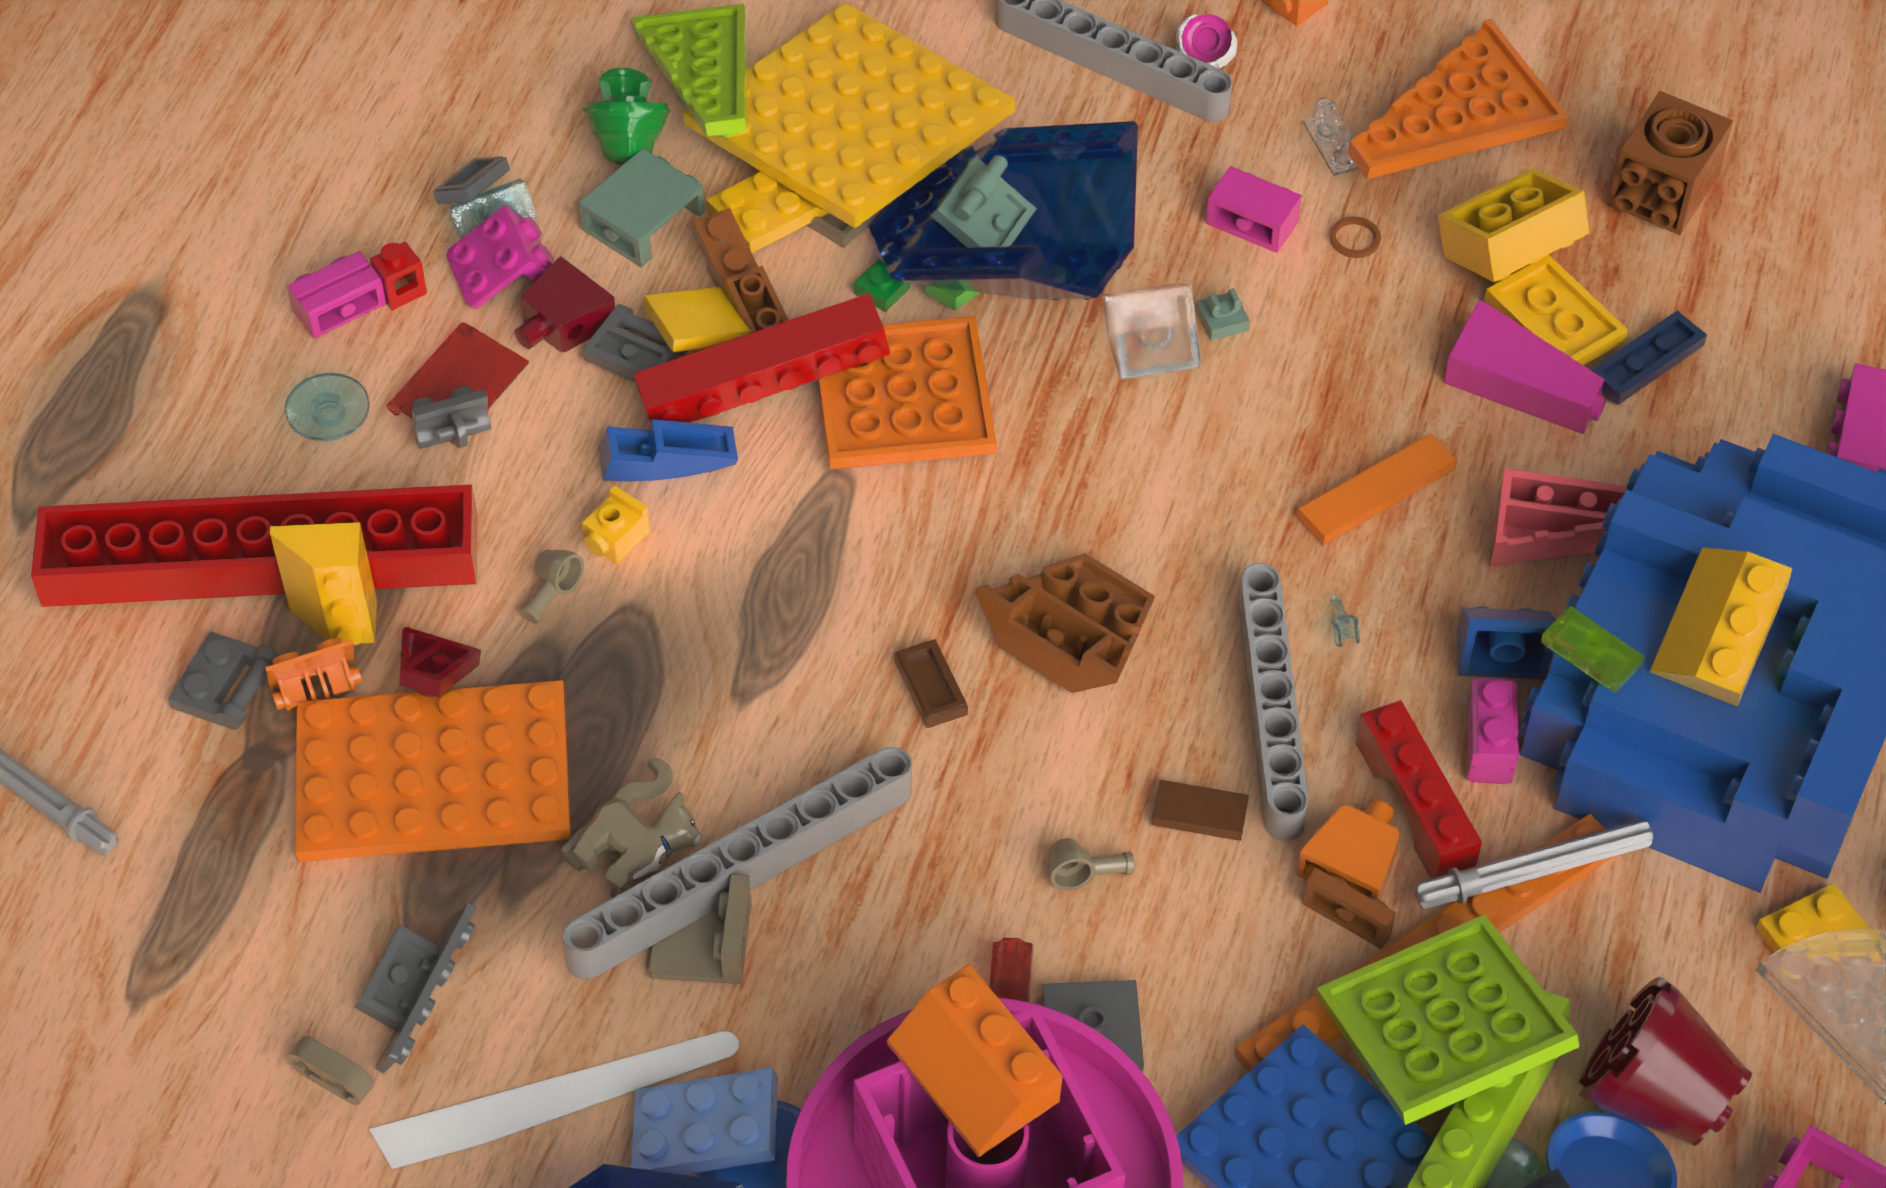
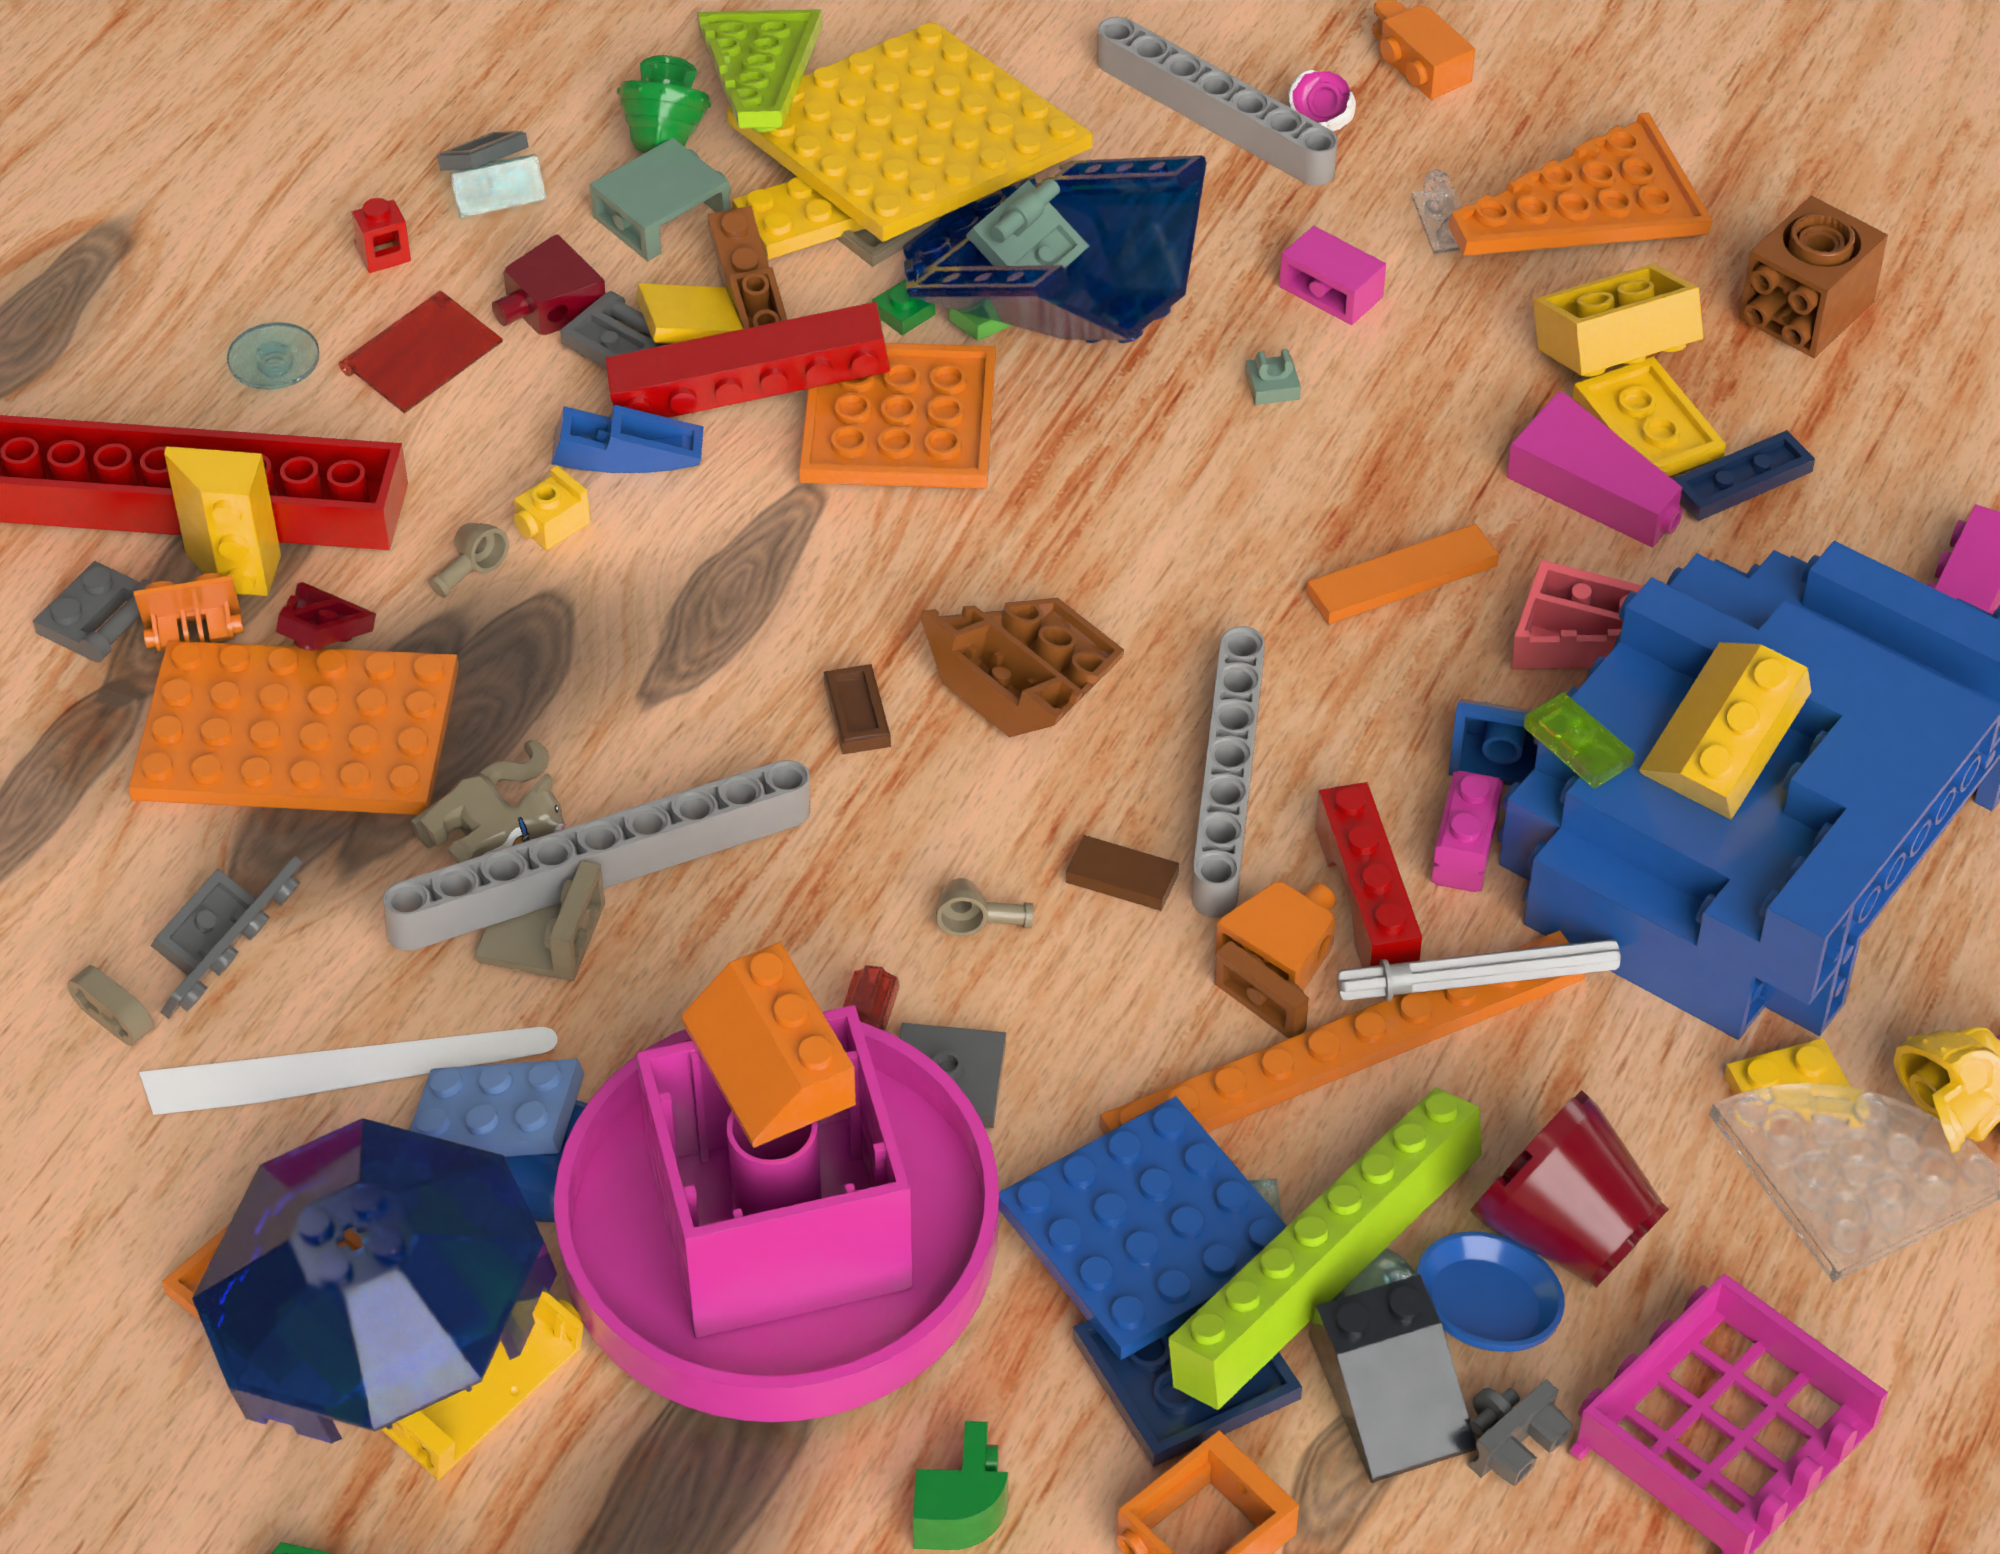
camera: 10 degrees right, 5 degrees down
(336, 294) = (311, 247): dark pink brick -> none
(451, 418) = (401, 381): dark grey hips -> none
(497, 255) = (491, 225): dark pink bracket -> none
(1152, 330) = (1188, 383): clear slope -> none
(1343, 624) = (1329, 706): clear light blue hand -> none
(1355, 253) = (1443, 301): dark orange piece -> none
(1446, 1019) = (1333, 1106): lime plate -> none

